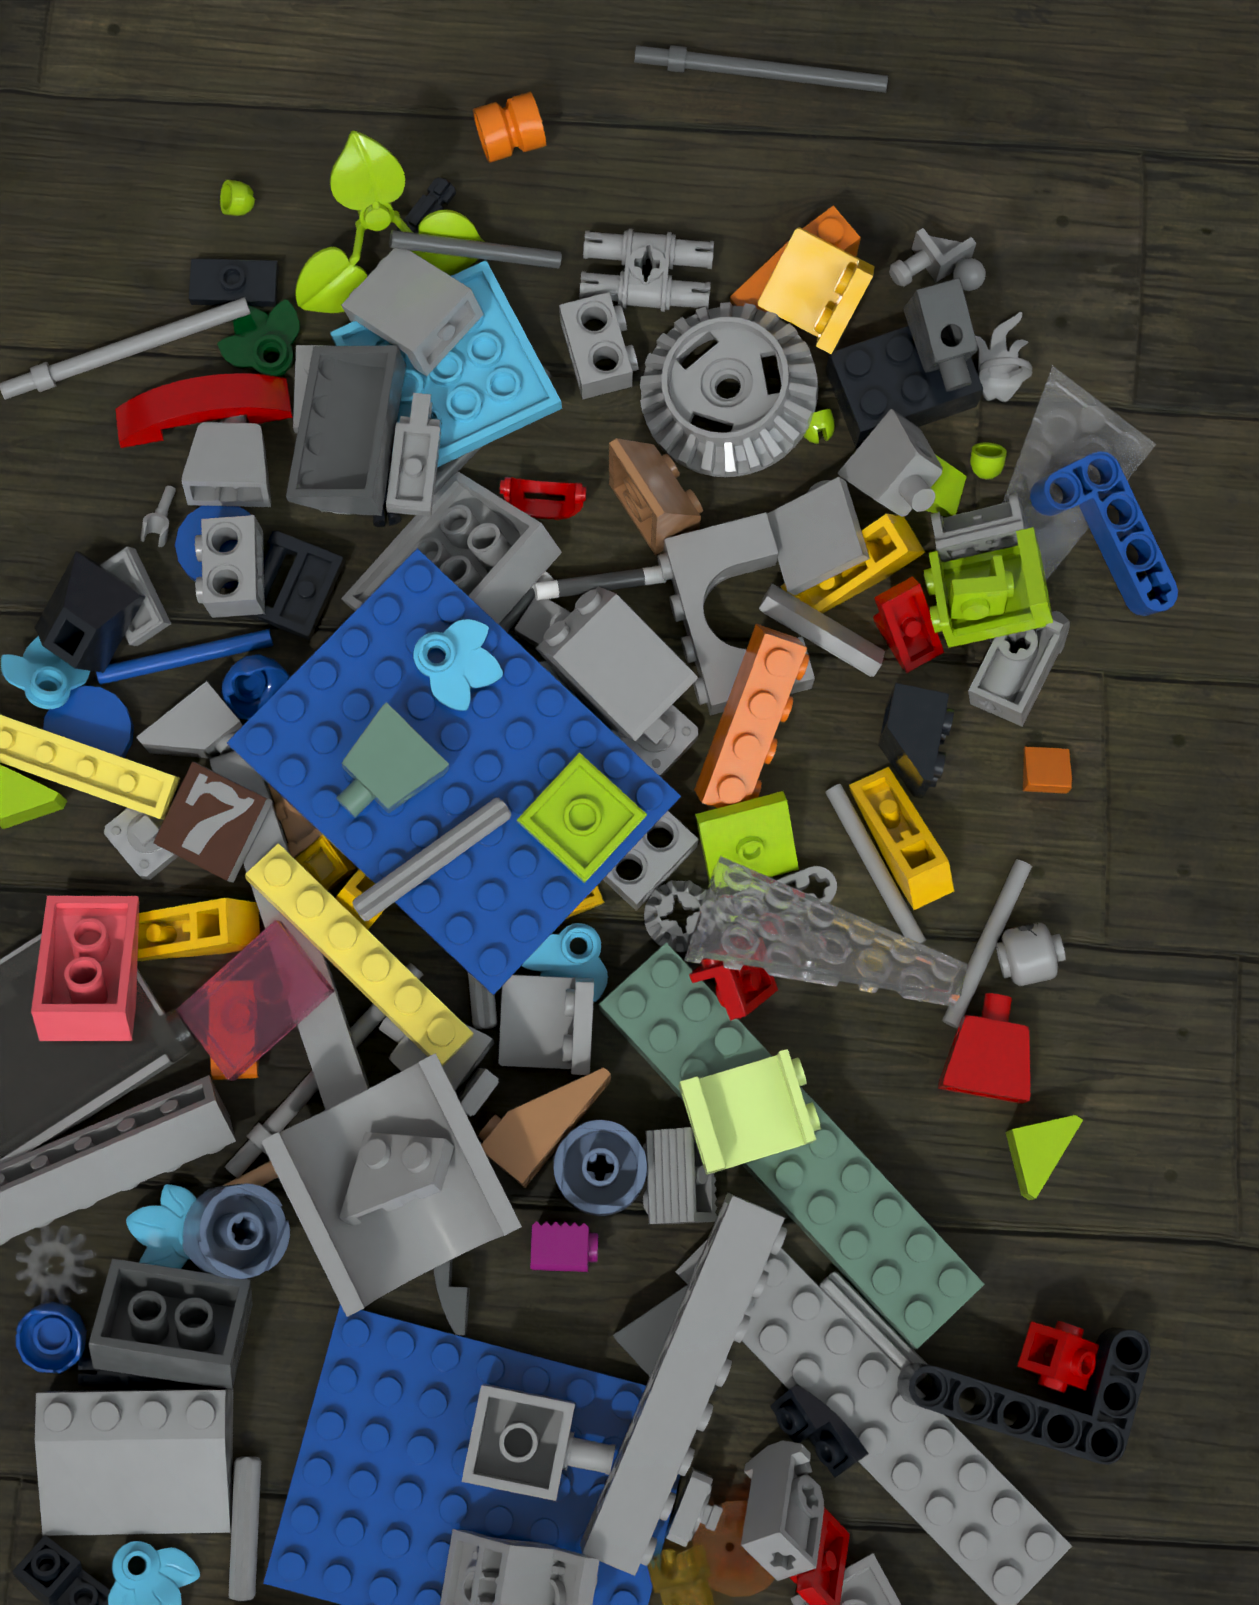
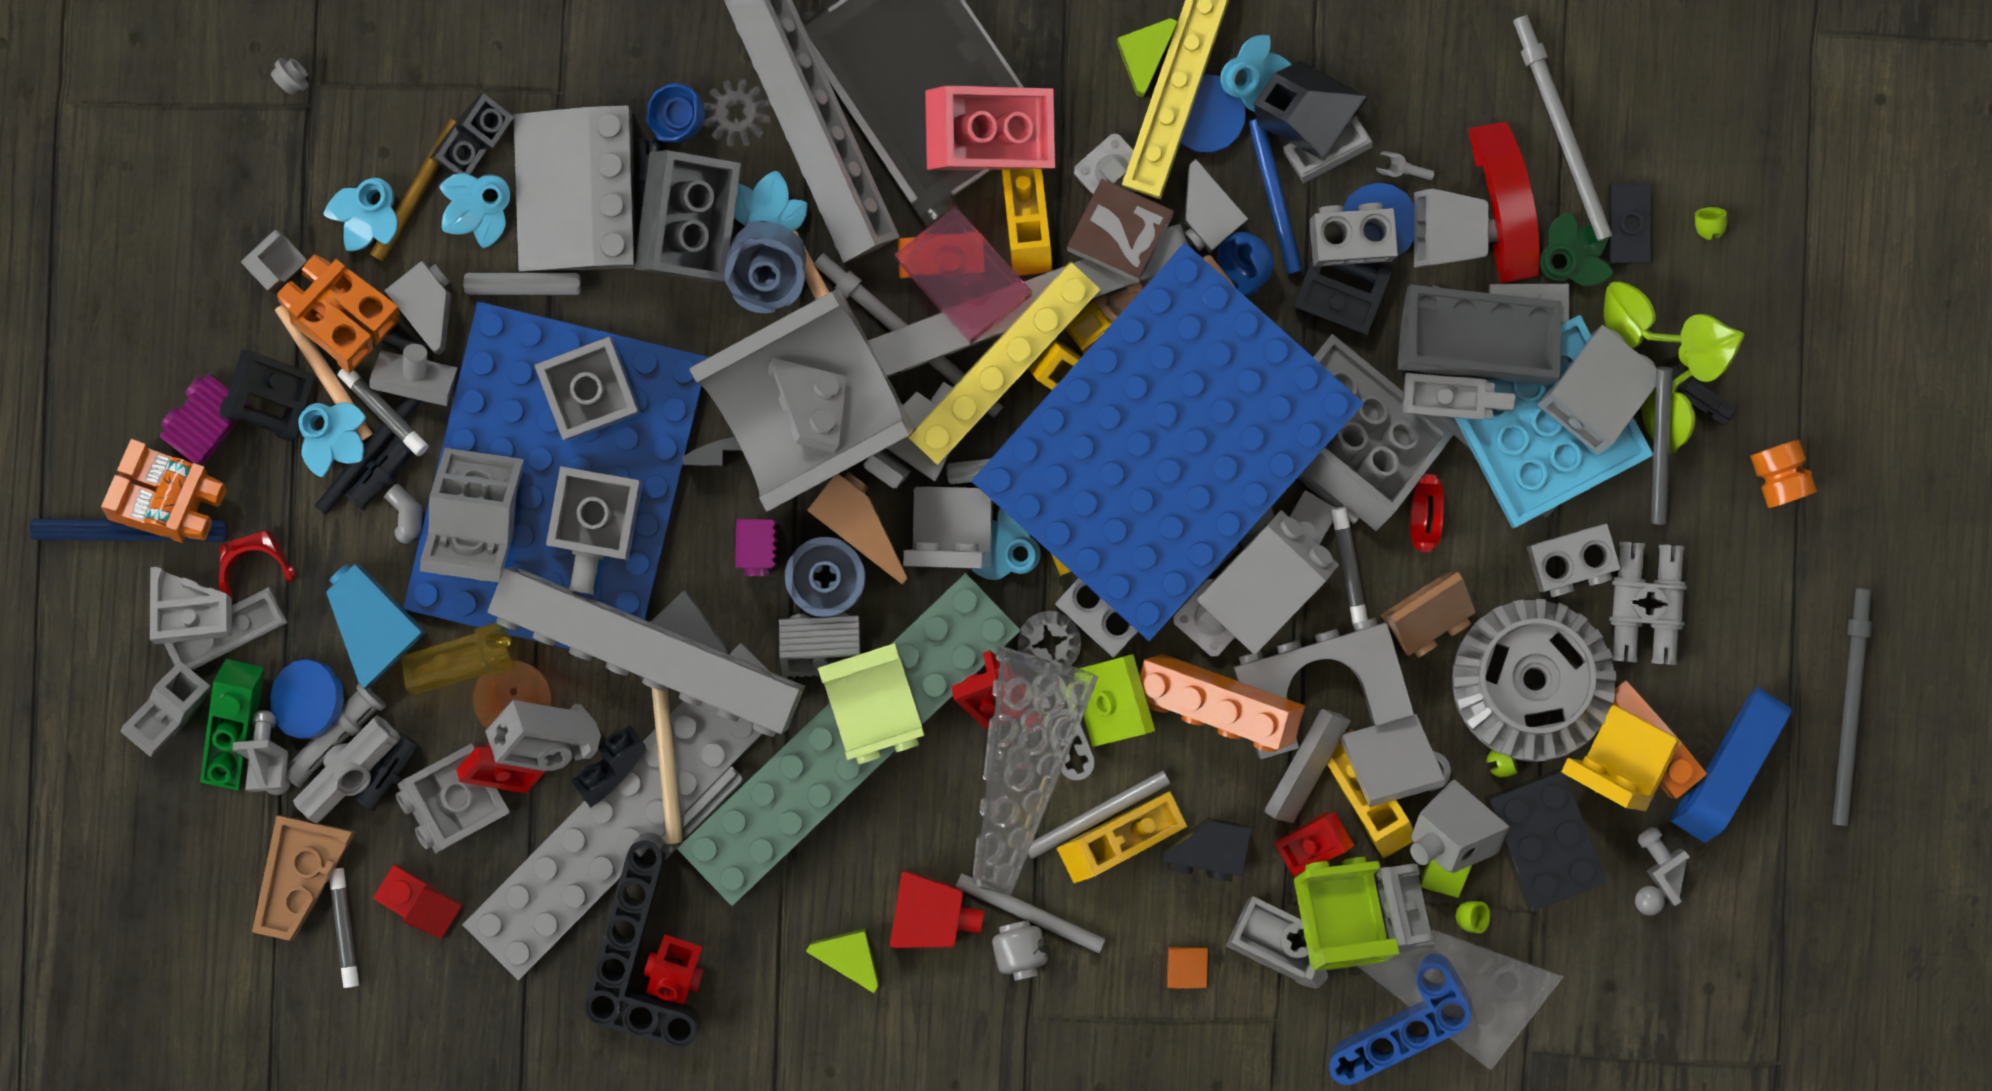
camera: 90 degrees right, 10 degrees up
(371, 1447) = (587, 389): none -> light grey brick
(389, 764) = (1164, 385): sand green torso -> none
(431, 859) = (1084, 425): light grey axle -> none
(464, 664) = (1258, 448): medium azure plate -> none
(581, 817) = (1123, 554): lime plate -> none
(693, 1509) = (543, 660): light grey piece -> none
(820, 1360) = (667, 766): none -> tan bar
(826, 179) = (1715, 799): none -> blue beam
(942, 314) = (1590, 863): dark grey torso -> none
(982, 595) = (1333, 905): lime bracket -> none
(1000, 368) = (1562, 927): light grey piece -> none

